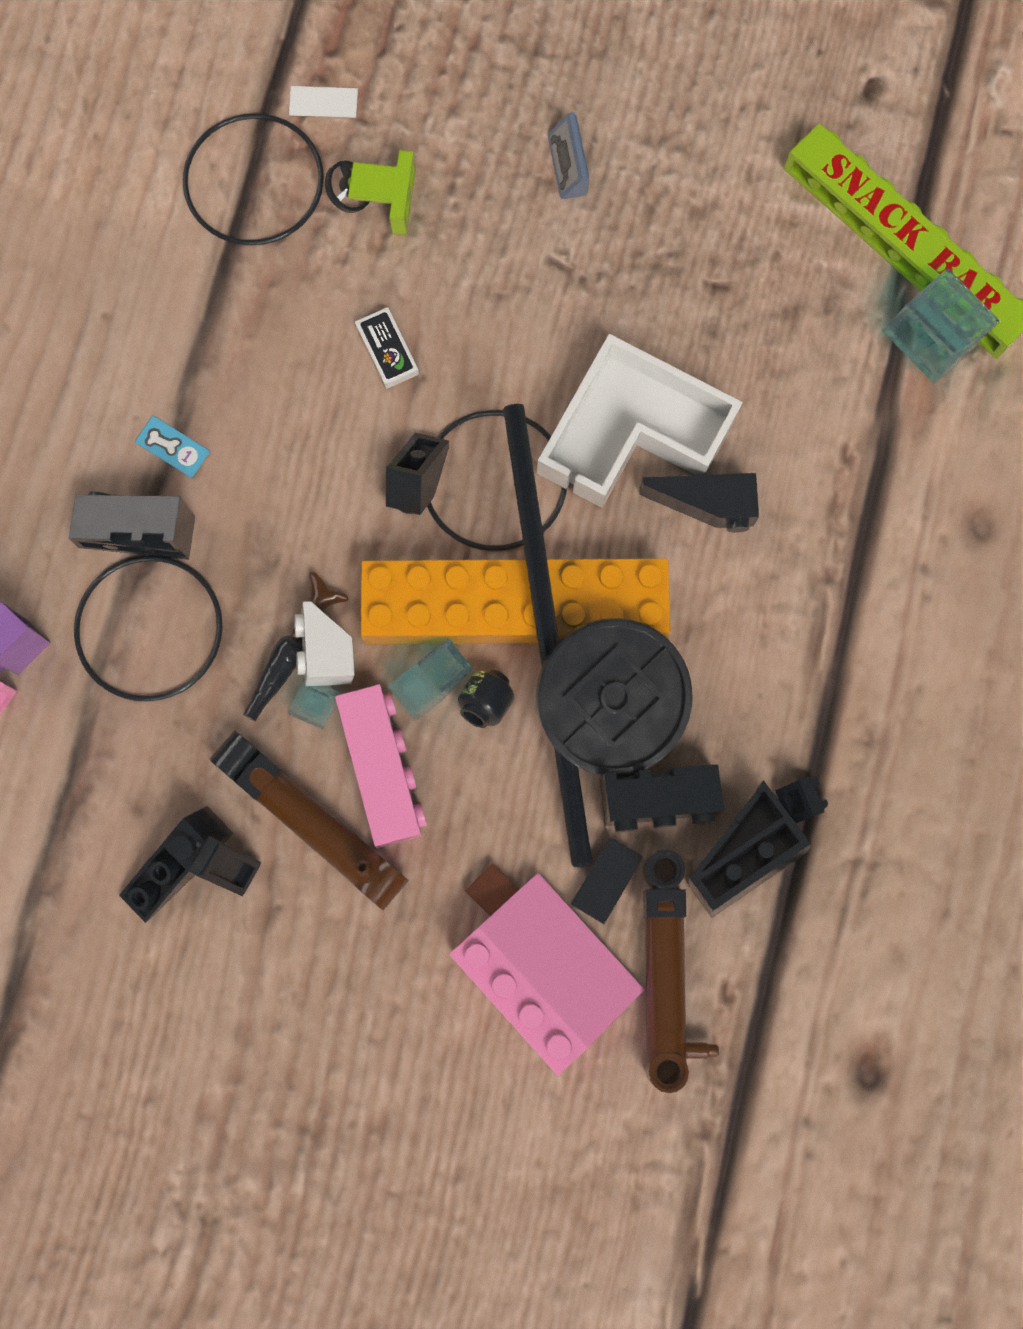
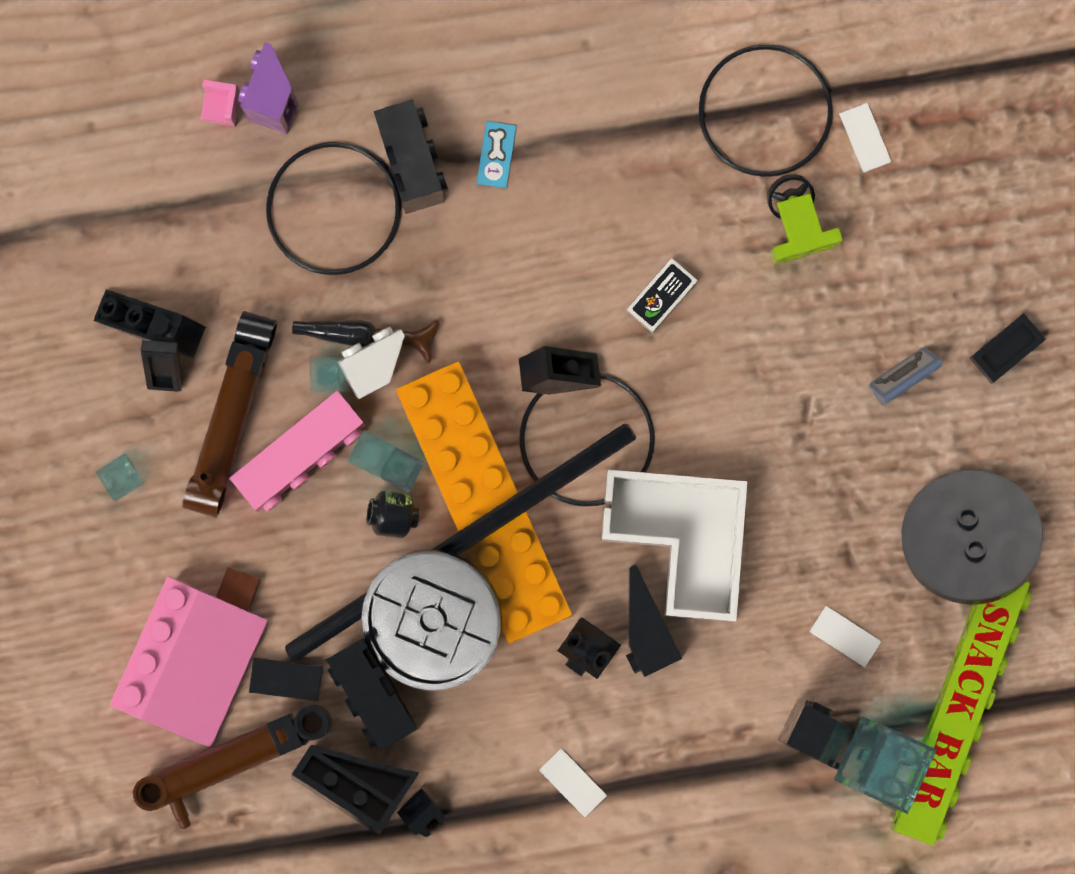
camera: 70 degrees right, 5 degrees up
(321, 964) = (120, 477): none -> clear light blue tile
(584, 59) = (1007, 348): none -> black tile
(706, 561) = (588, 649): none -> black brick
(752, 158) = (972, 537): none -> black plate
(794, 321) = (845, 636): none -> white sticker
(830, 638) = (572, 782): none -> white sticker
(881, 377) = (816, 733): none -> black wedge

